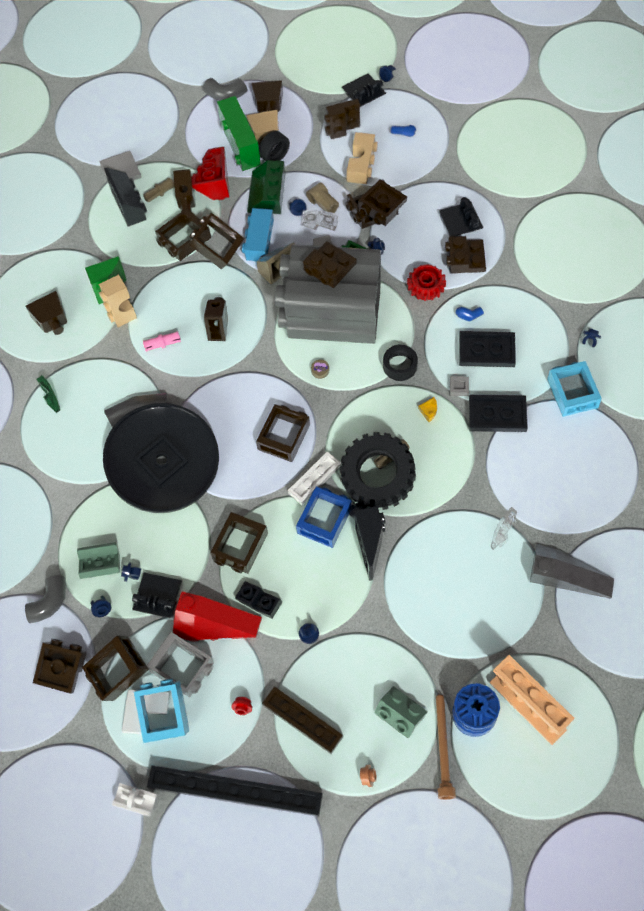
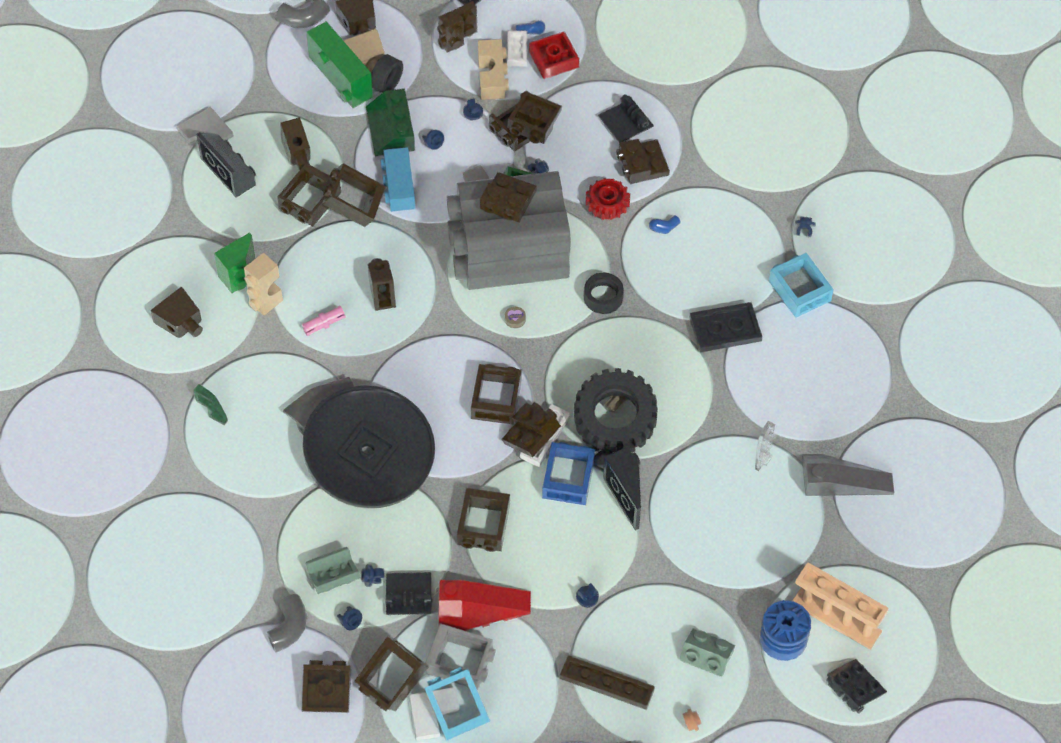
camera: 20 degrees left, 5 degrees down
(159, 190) = (262, 147): dark tan axle -> none
(212, 175) = (322, 119): red wedge -> none
(242, 706) = (538, 682): red plate -> none
(258, 600) = (521, 575): black slope -> none
(269, 264) = (430, 207): dark tan slope -> none
(302, 471) = (531, 429): none -> dark brown plate
(316, 218) = (460, 148): clear slope -> none
(320, 195) = (456, 121): dark tan piece -> none
(336, 189) = (472, 110): none -> dark blue plate
(387, 144) = (516, 48): none -> white plate
(415, 155) = (554, 55): none -> red brick
(429, 409) = (648, 337): yellow tile -> none
(446, 788) = (776, 716): medium nougat piece -> none
(459, 386) = (675, 306): light grey tile -> none
(487, 349) = (695, 260): black plate -> none
(529, 778) = (856, 684): none -> black hinge

